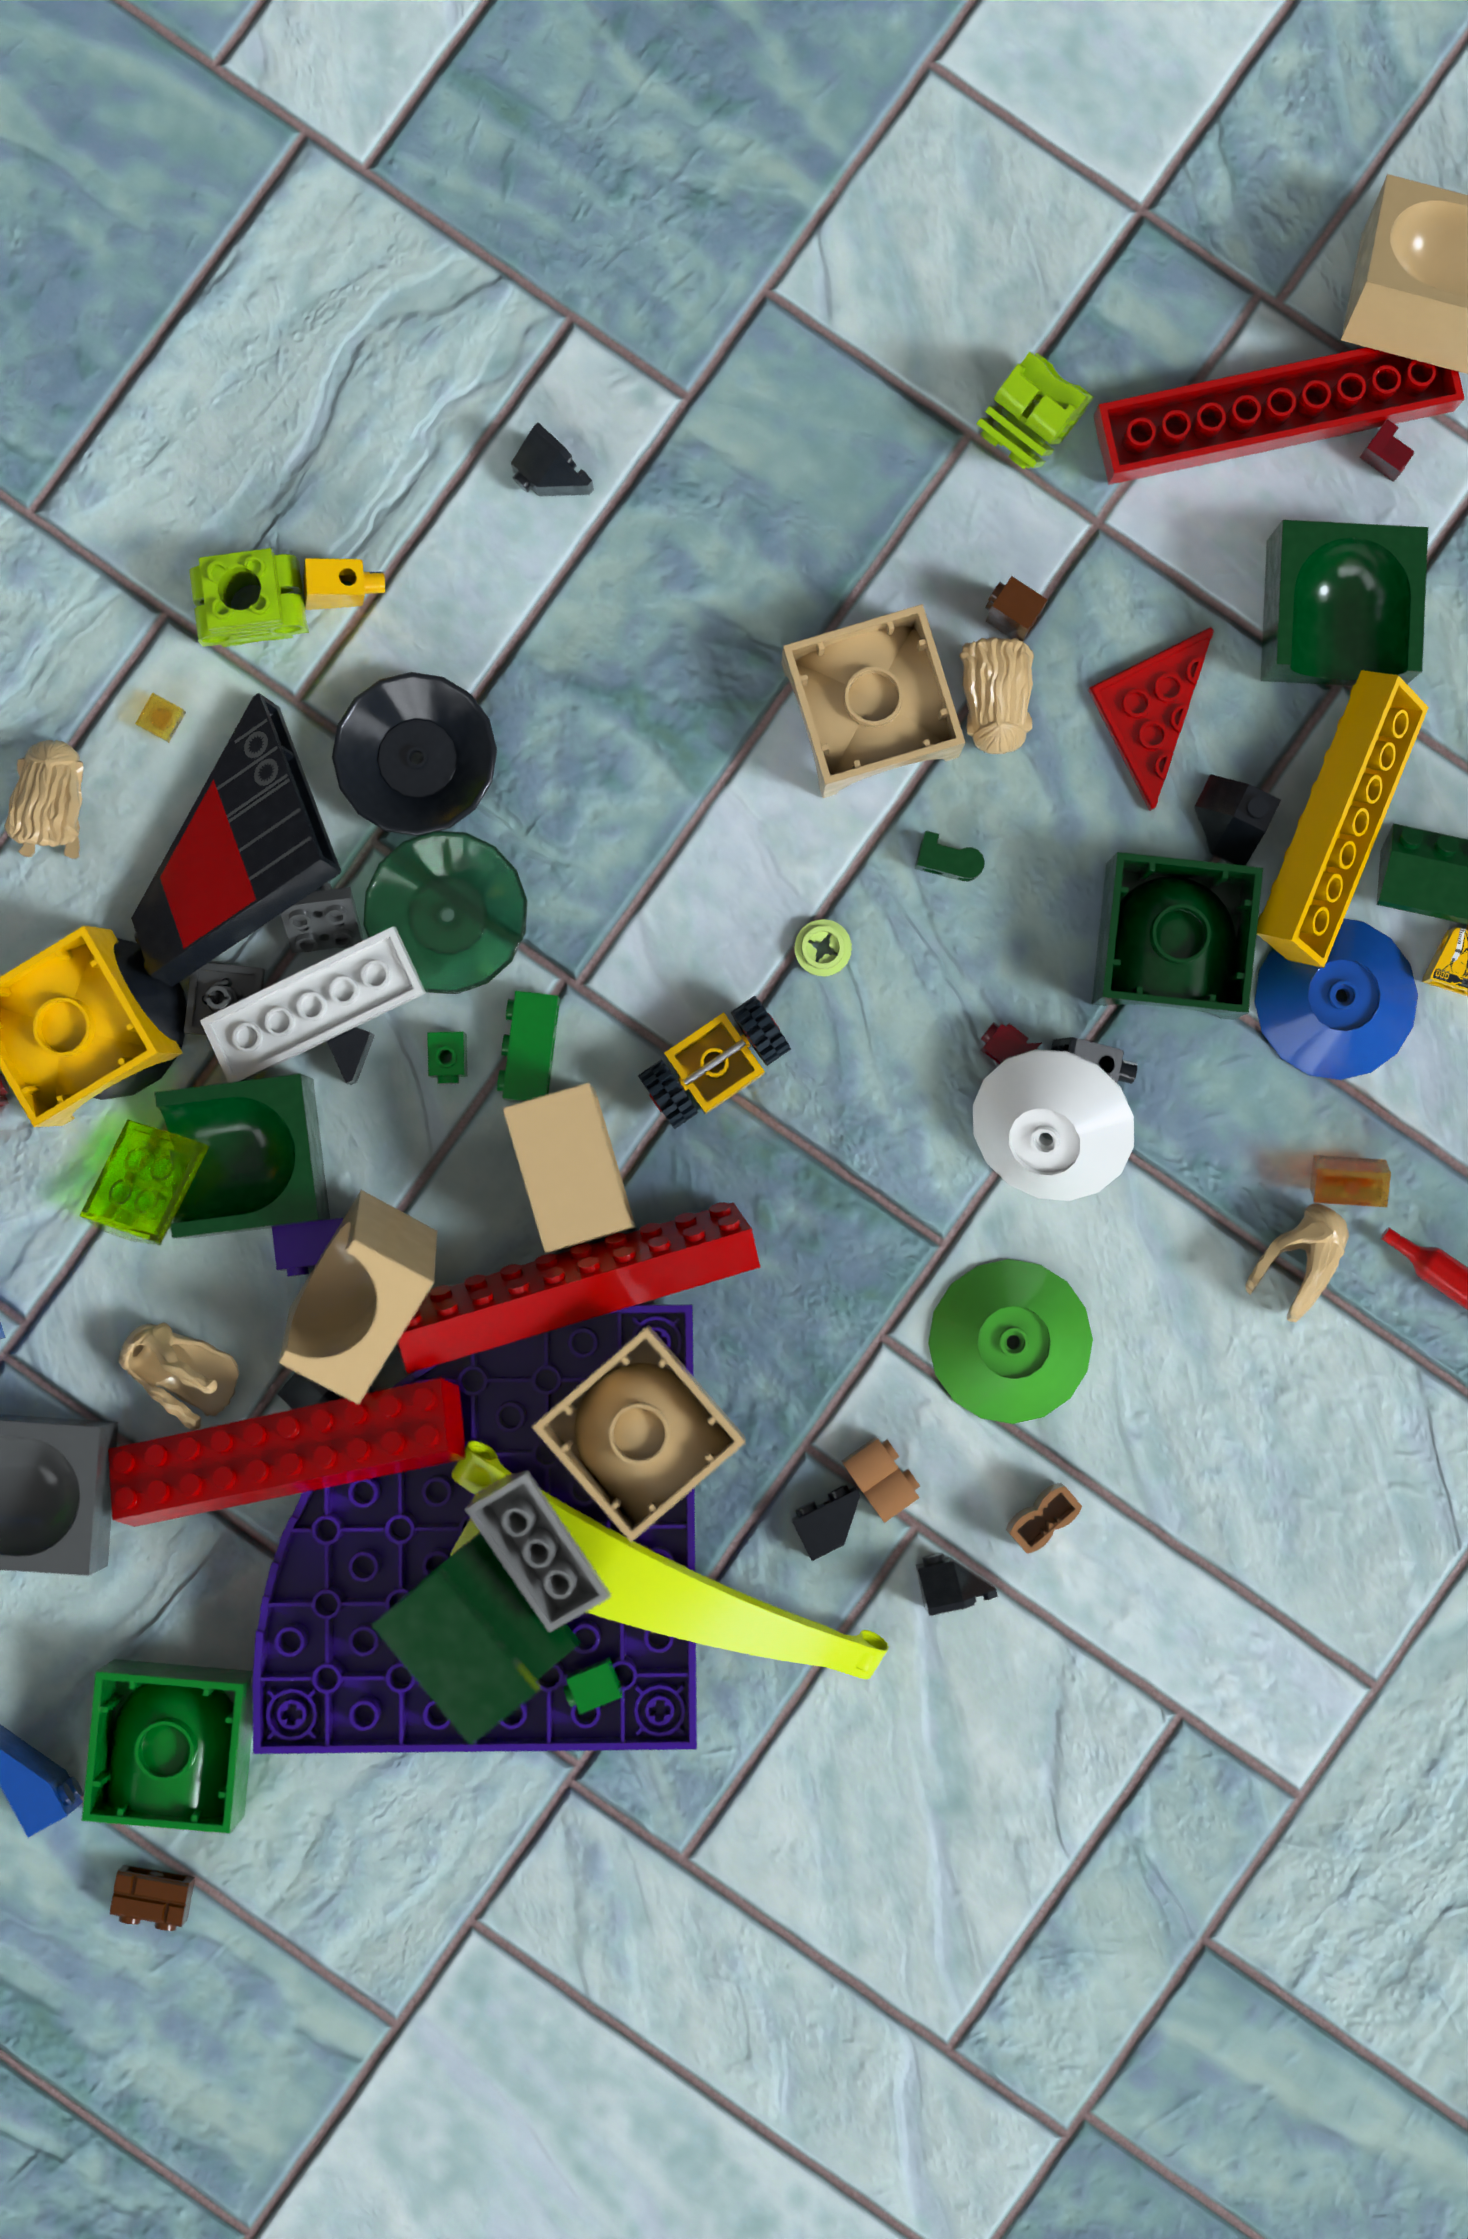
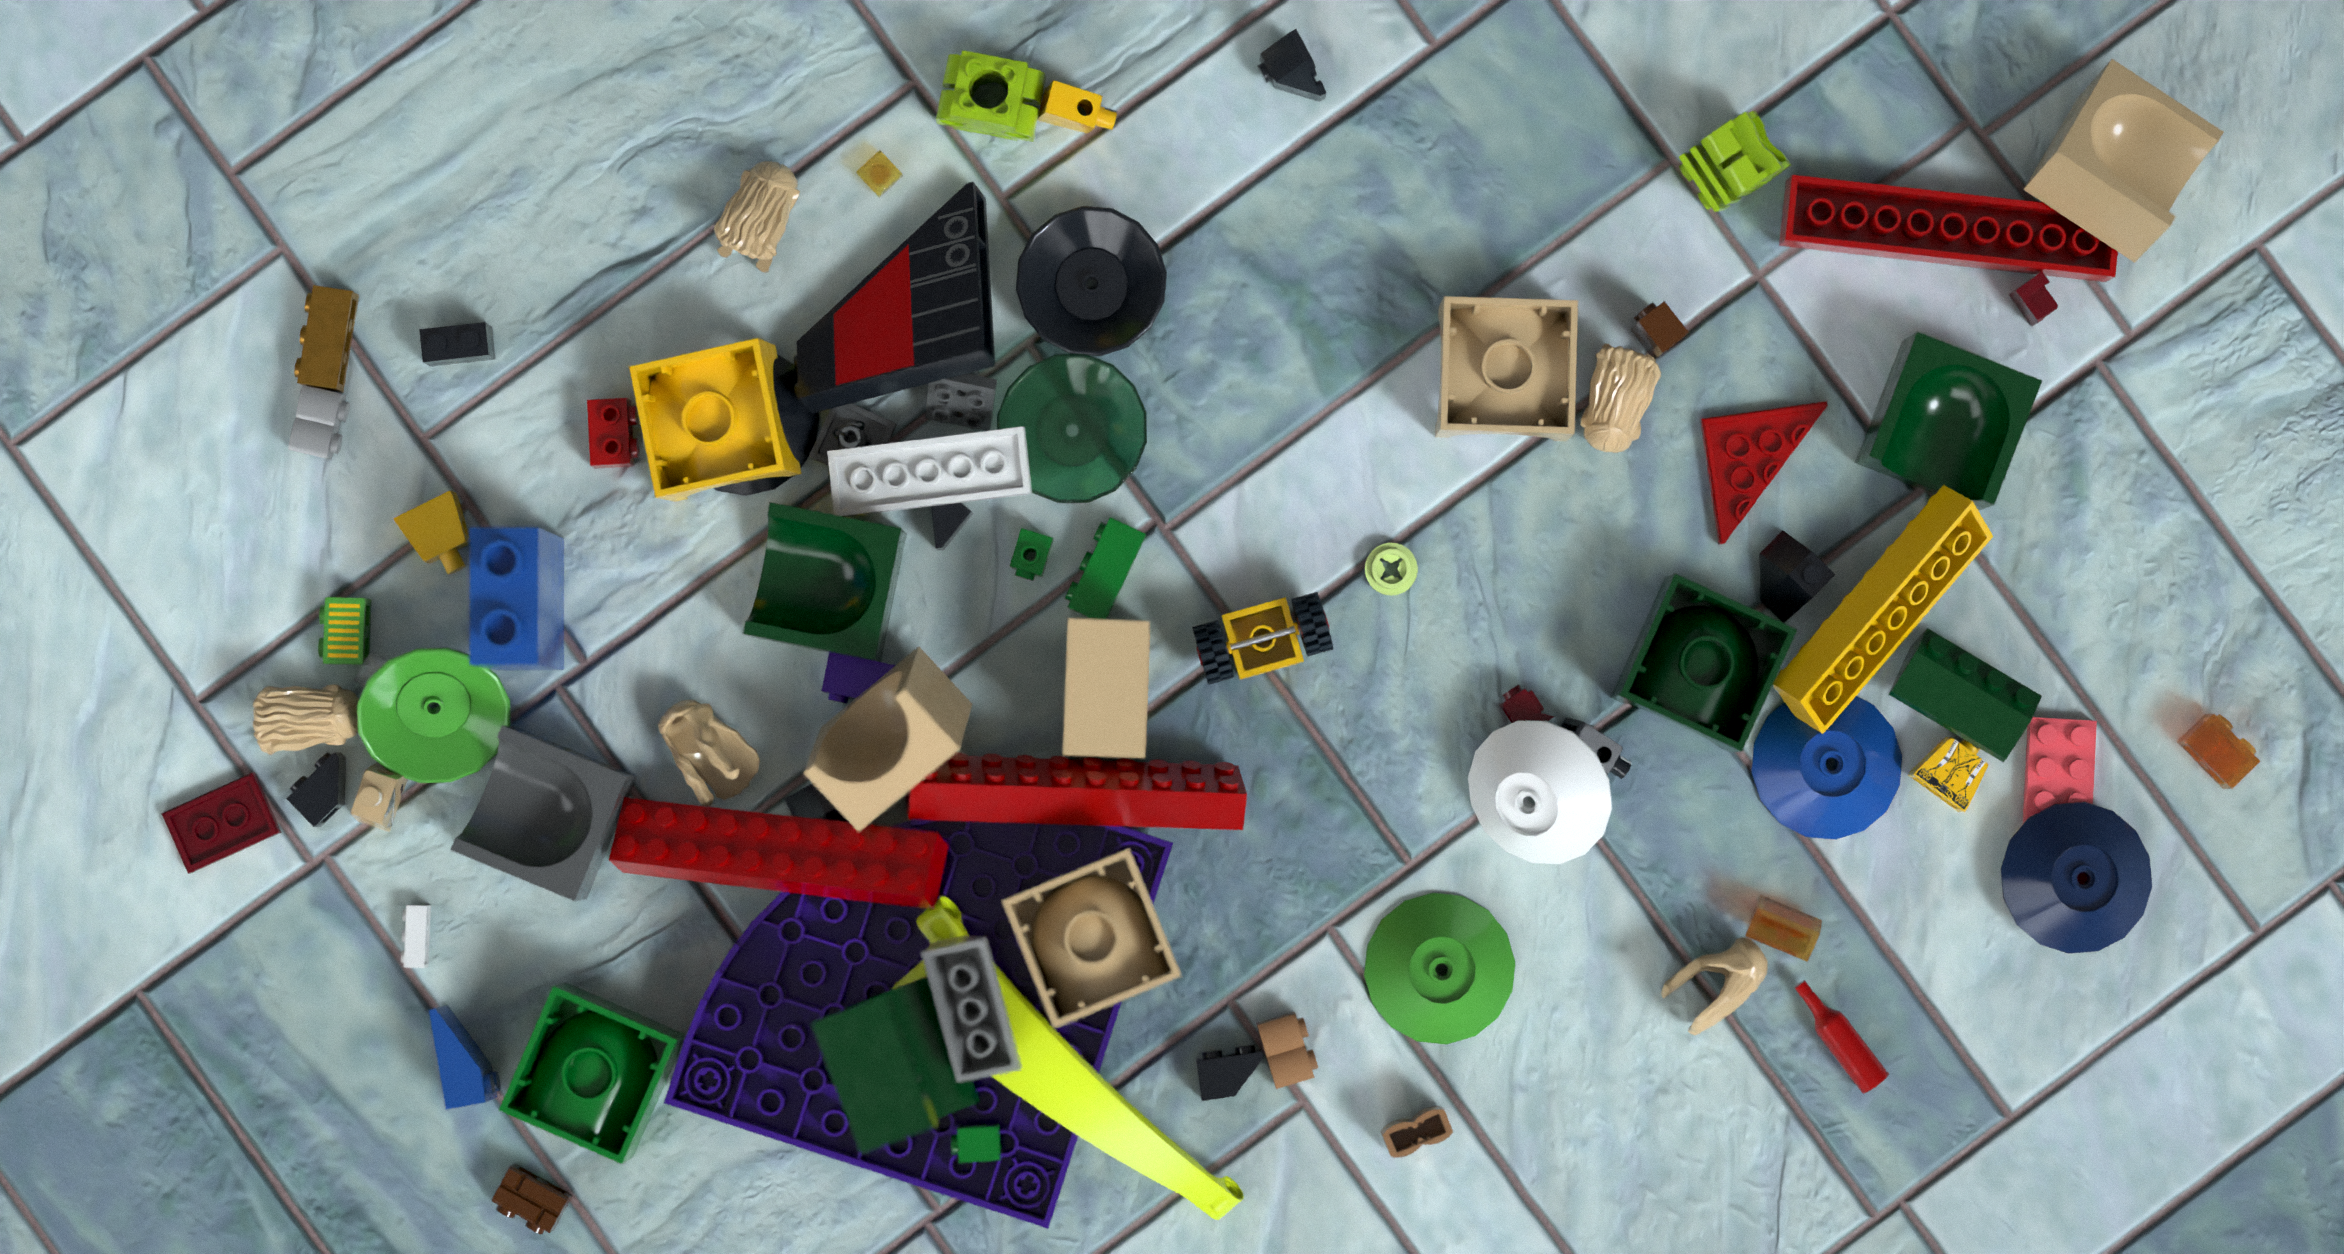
camera: 20 degrees right, 0 degrees up
(143, 1183) = (731, 577): clear neon green slope -> none
(948, 861) = (1525, 530): dark green leg -> none
(950, 1585) = (1315, 1162): black slope -> none

